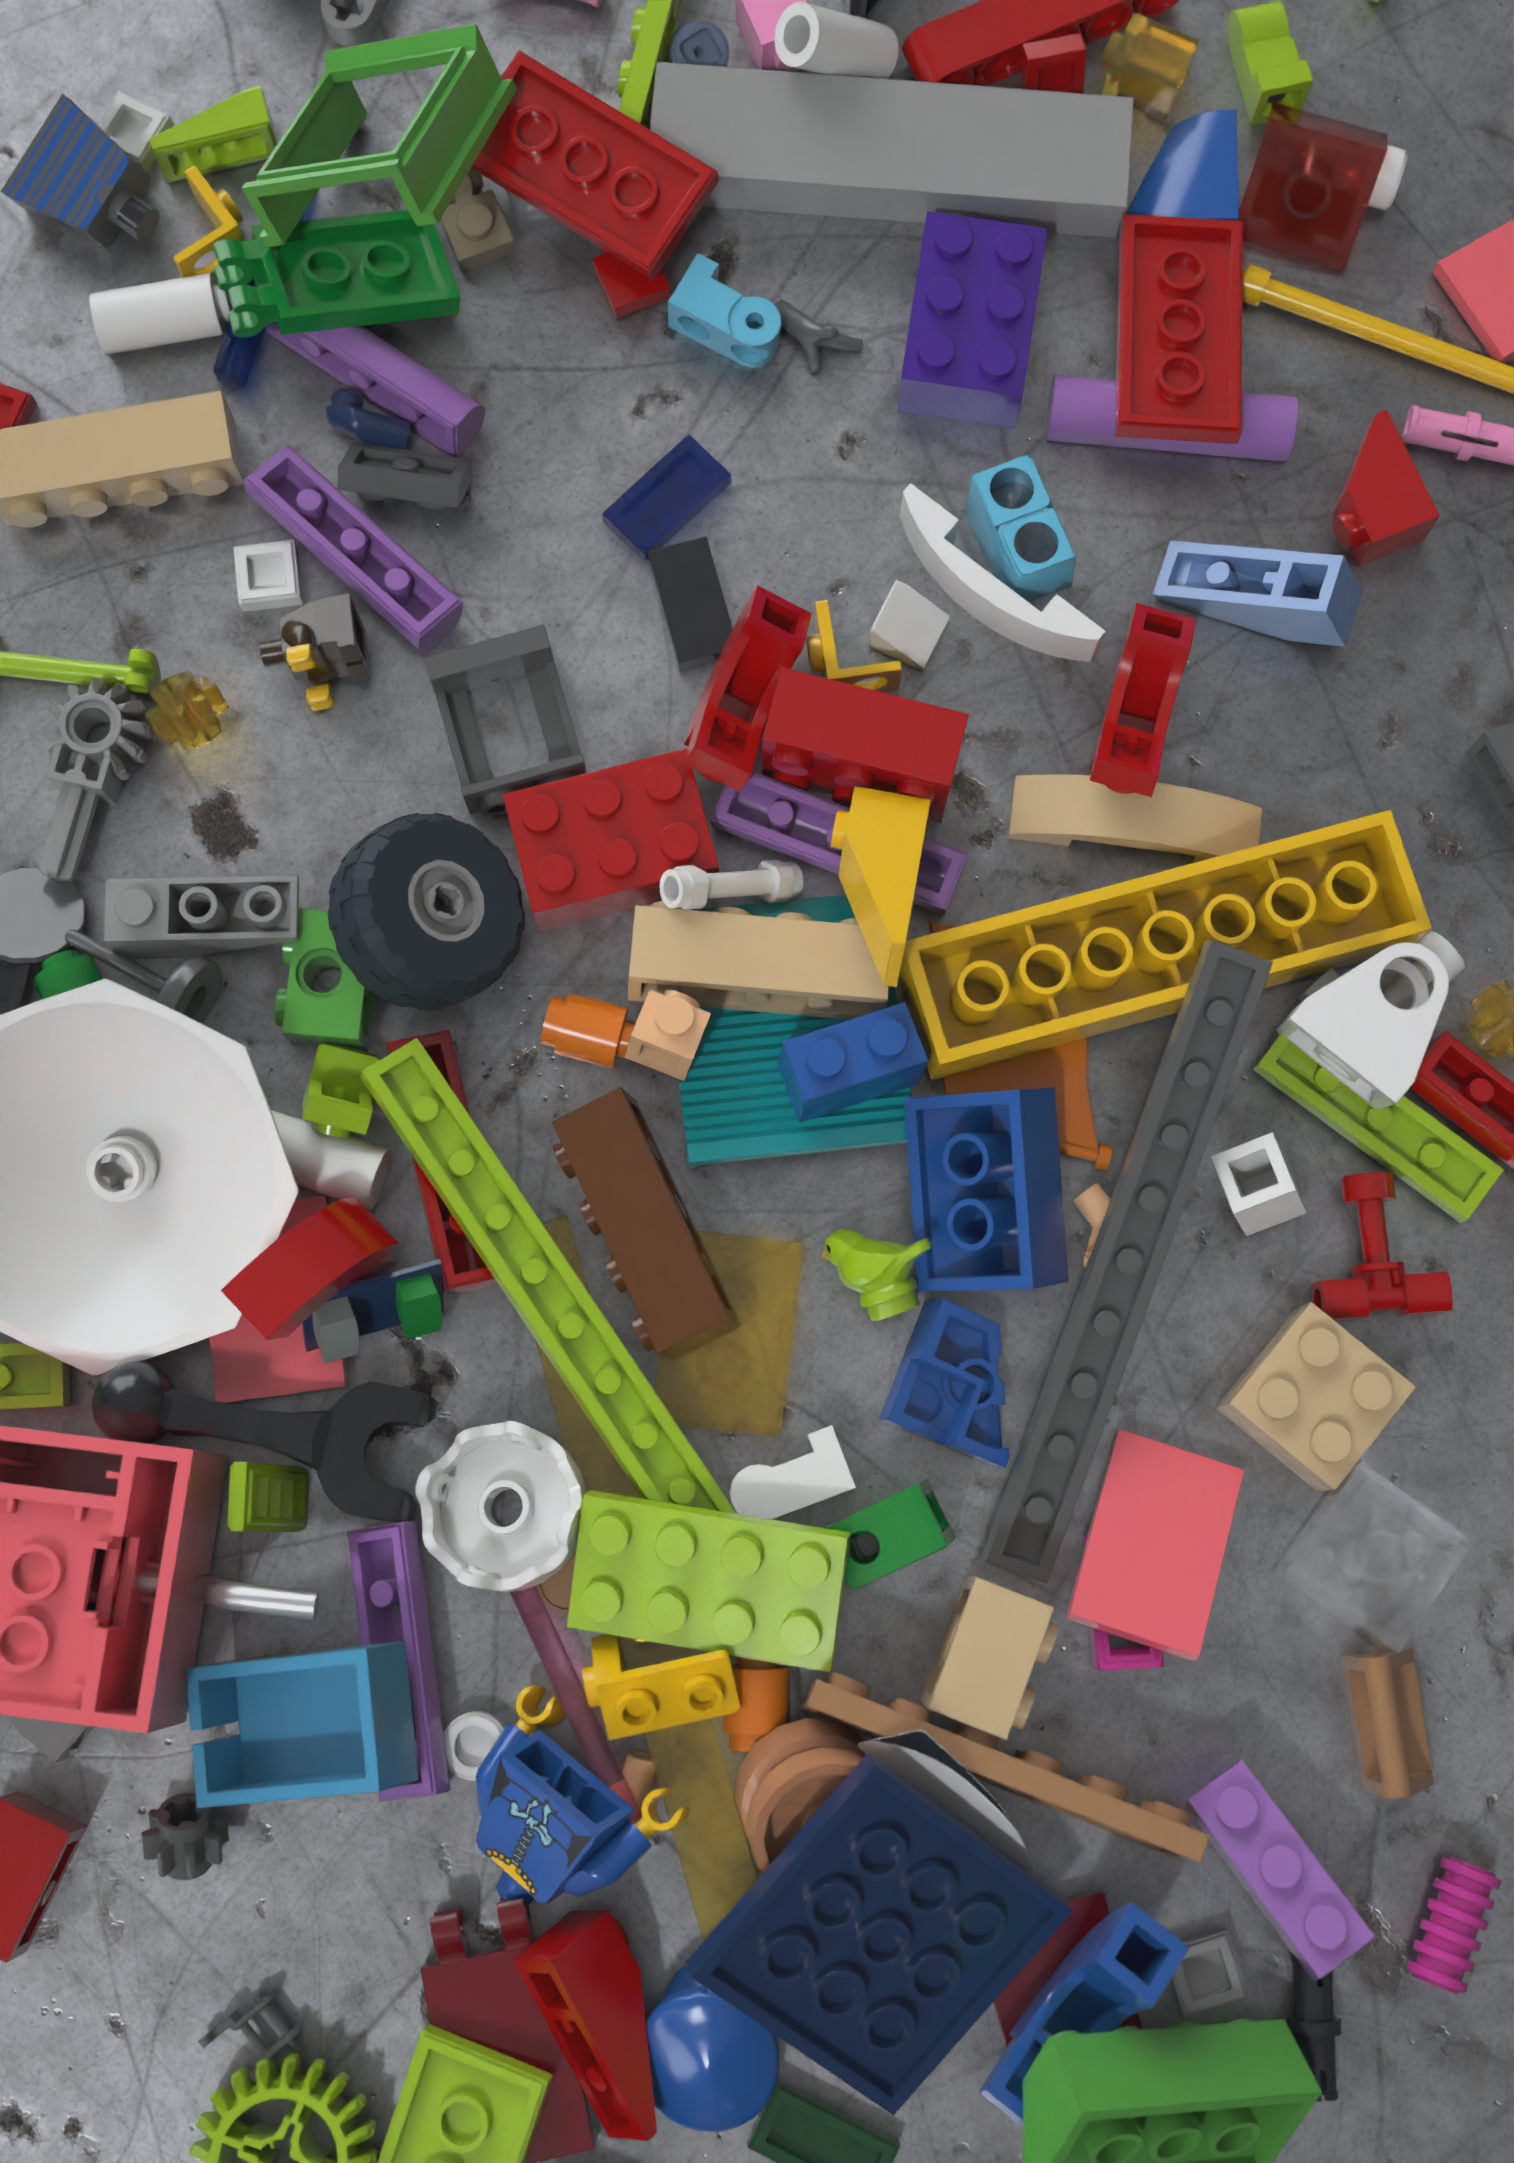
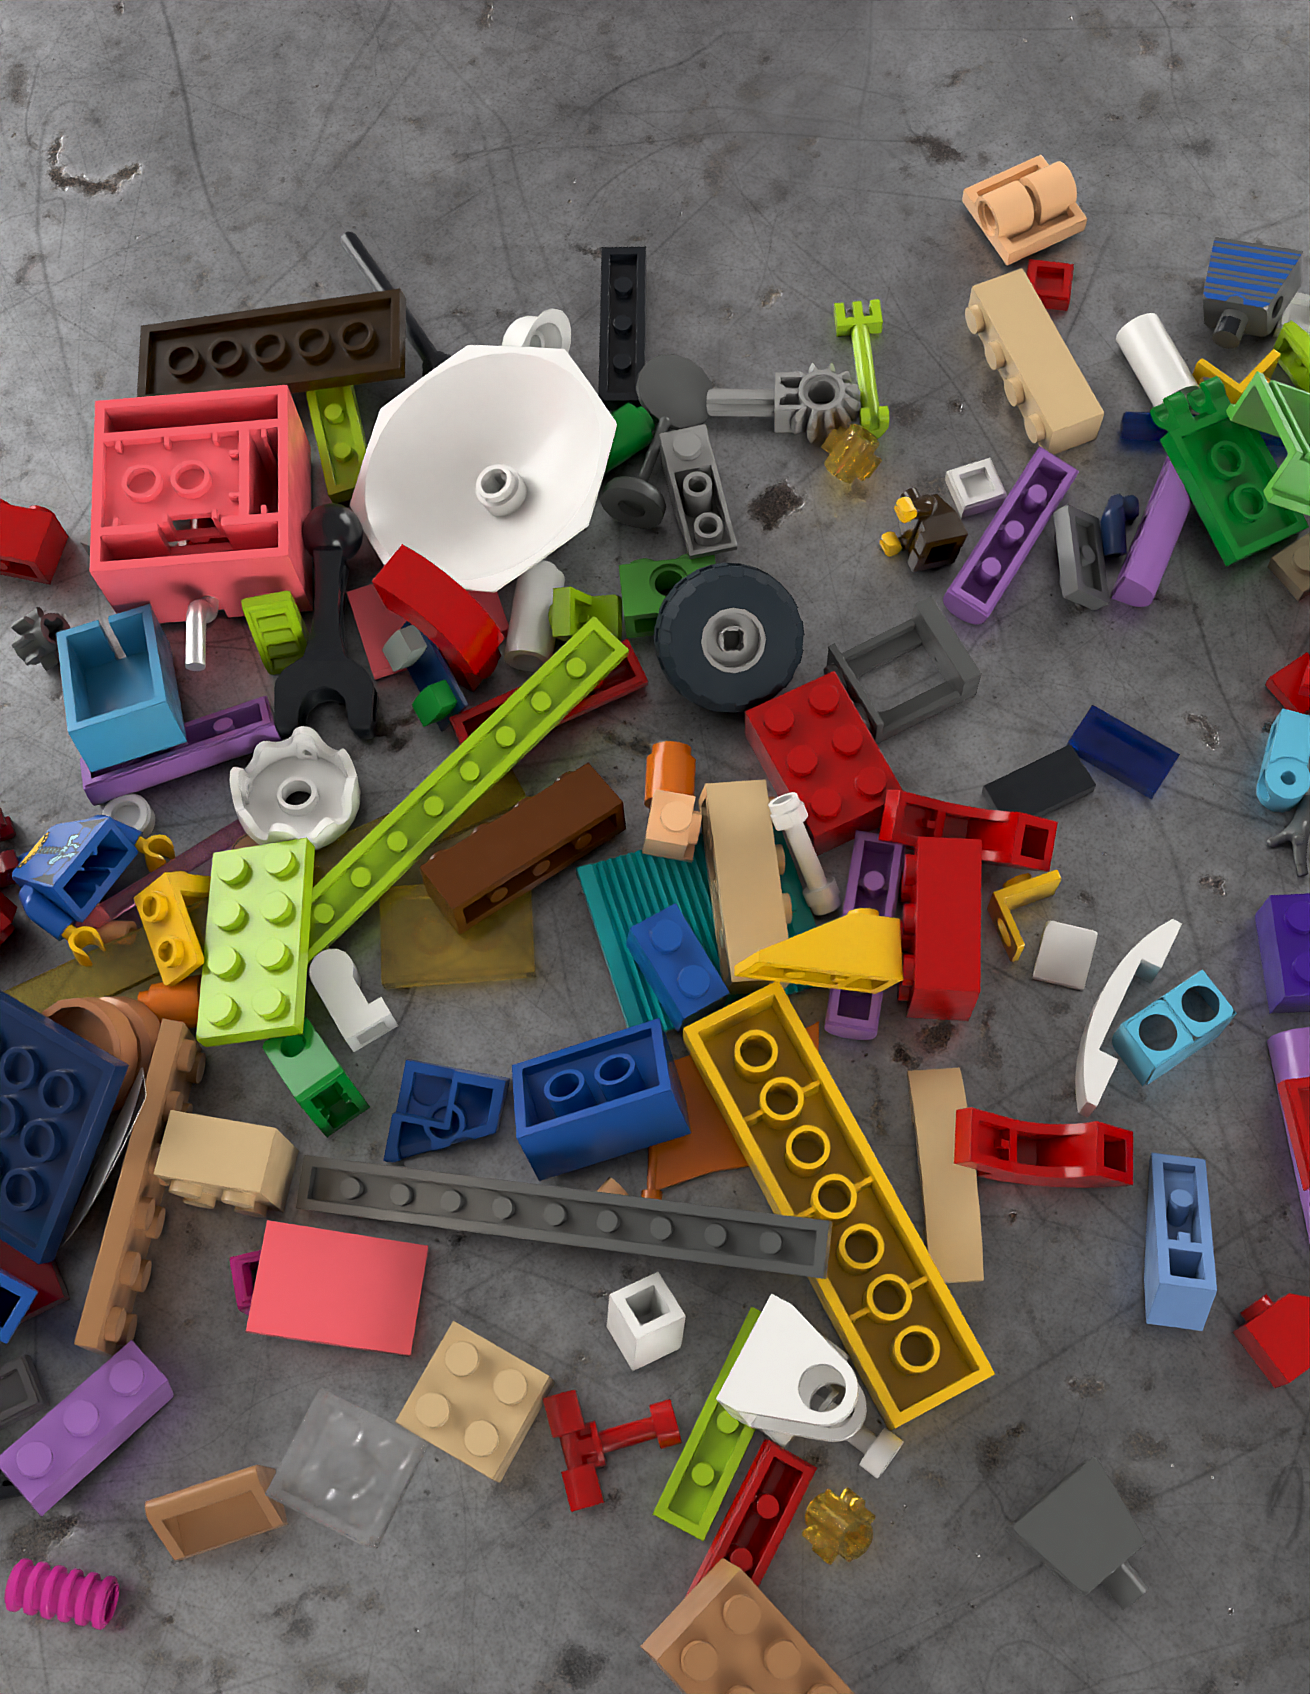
camera: 85 degrees right, 10 degrees down
(876, 1270) = (521, 1029): lime animal -> none

